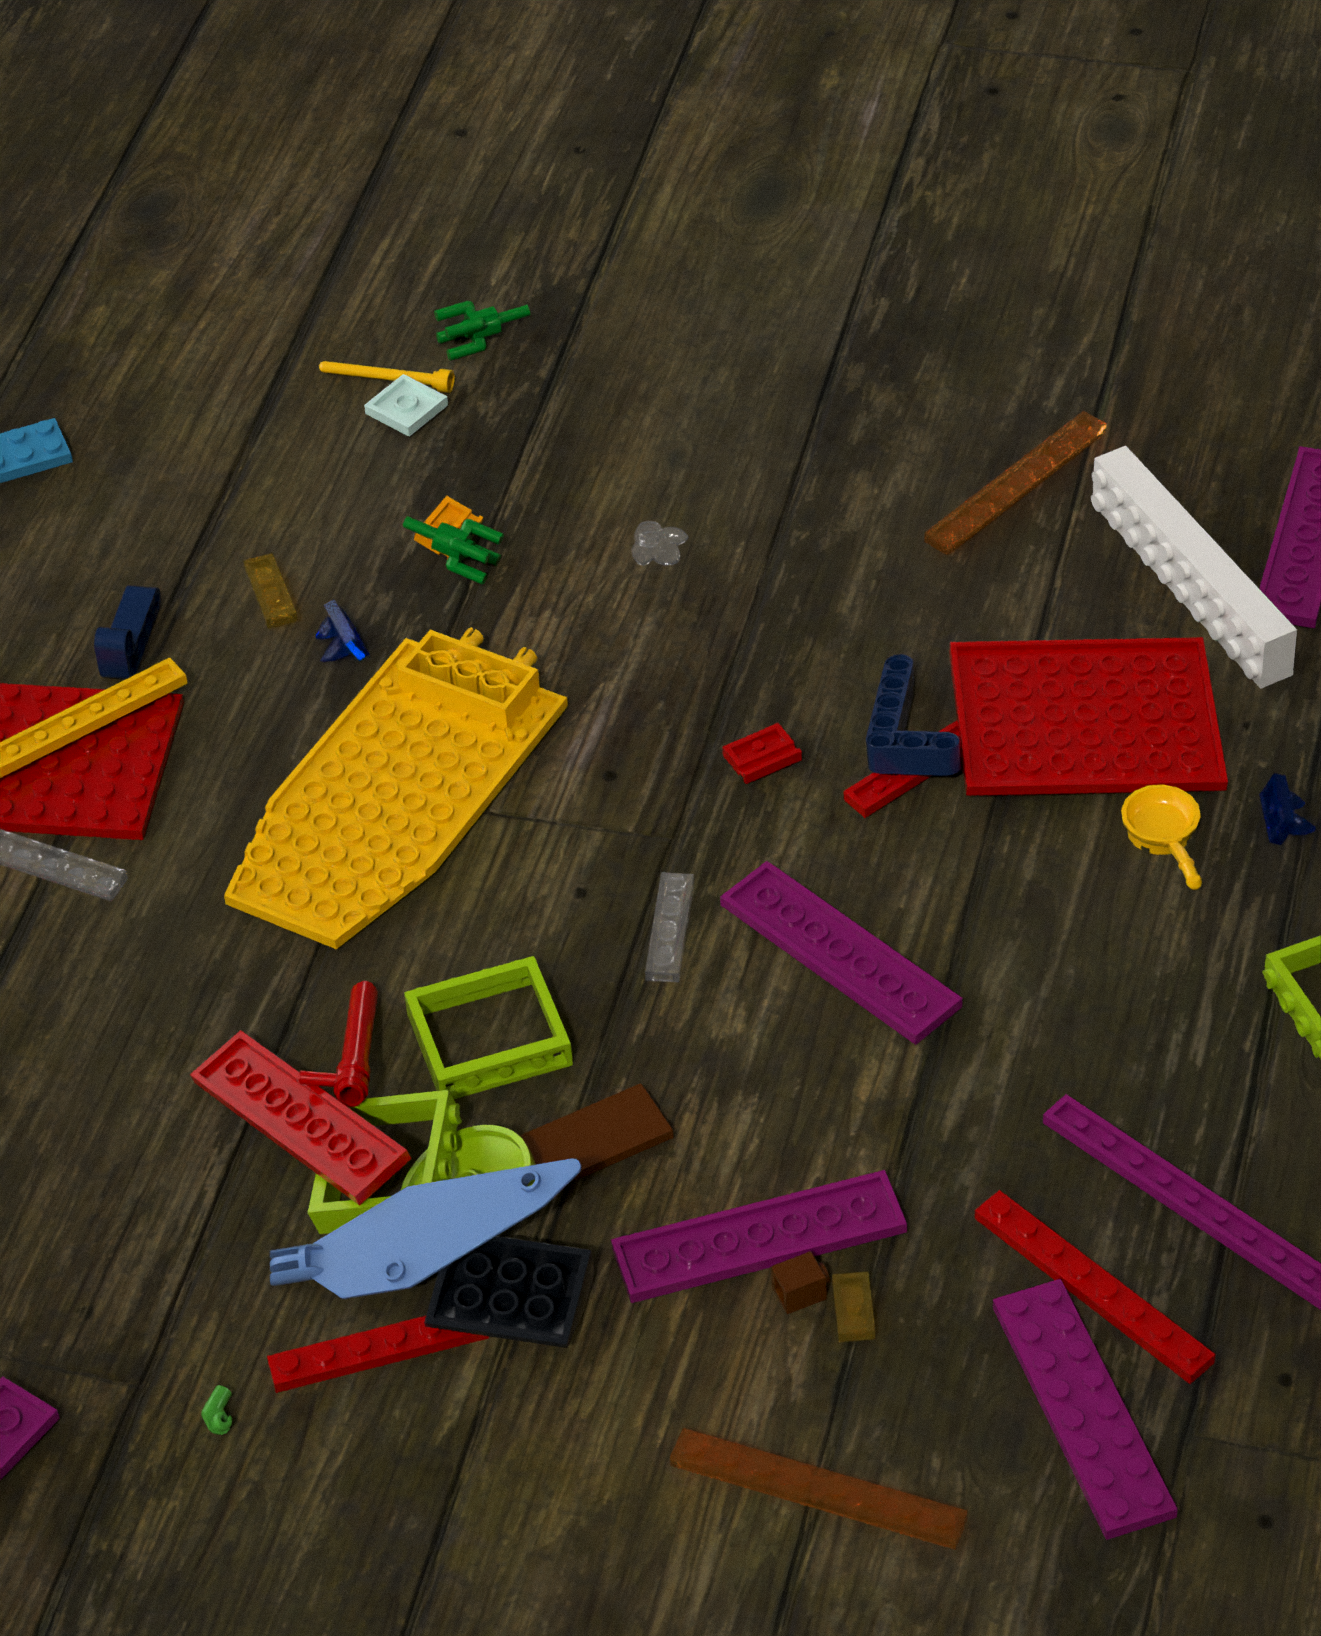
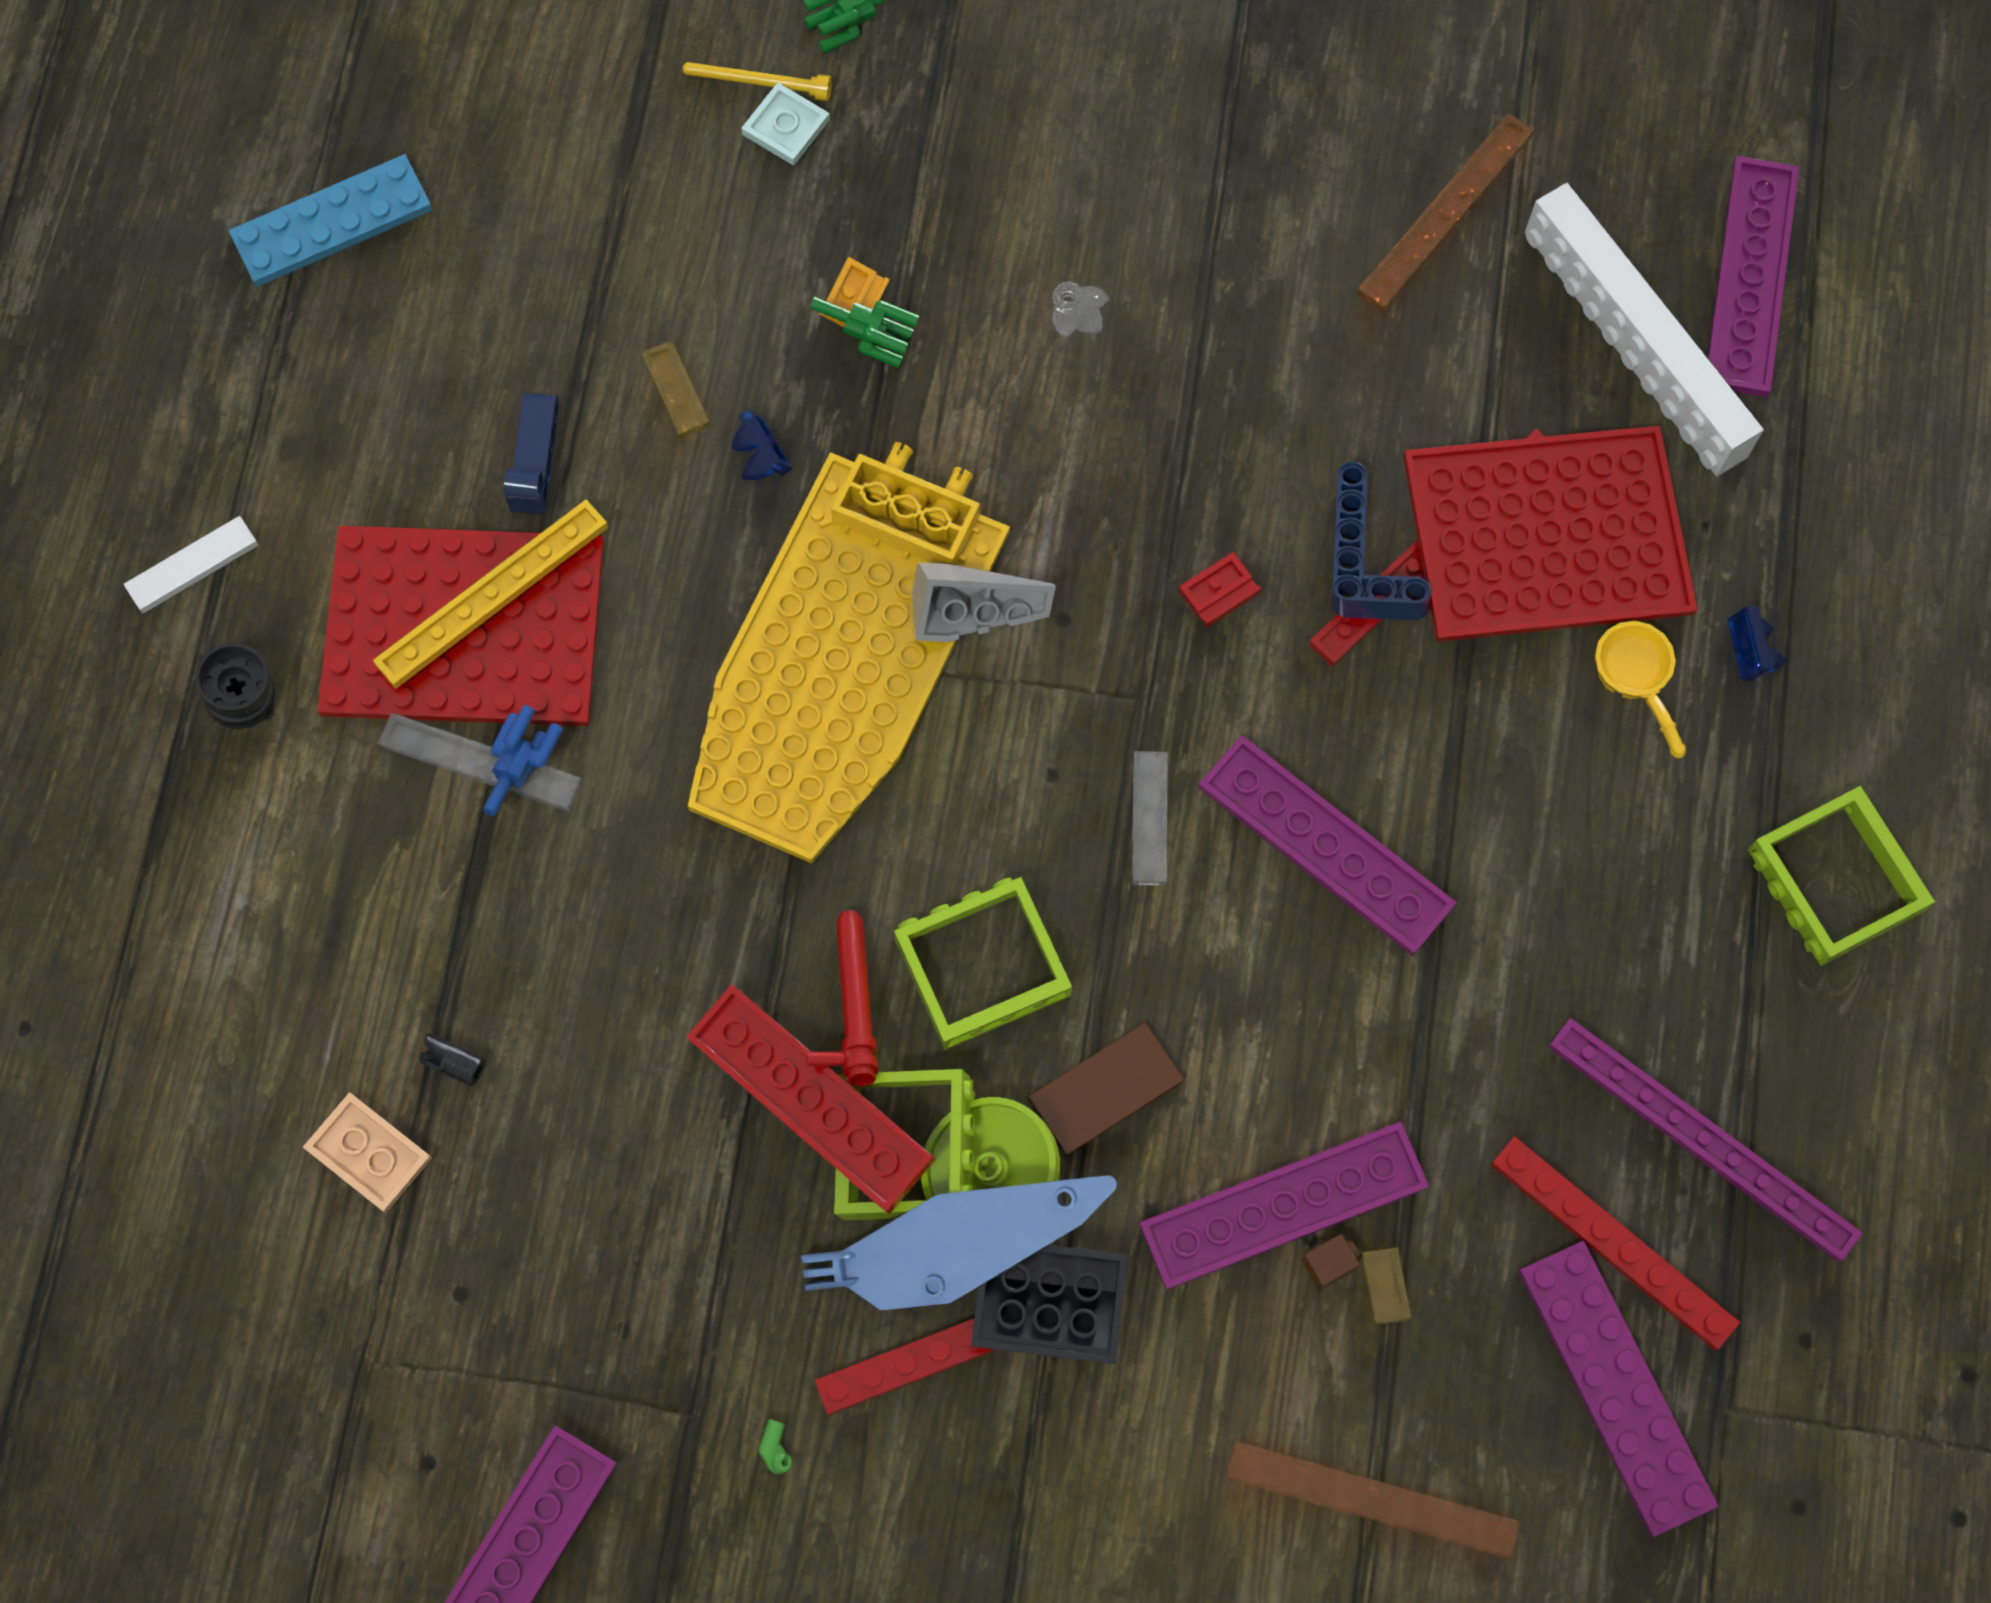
camera: 10 degrees left, 25 degrees up
(68, 846) = (518, 755): none -> blue plant
(513, 745) = (968, 600): none -> light grey wedge

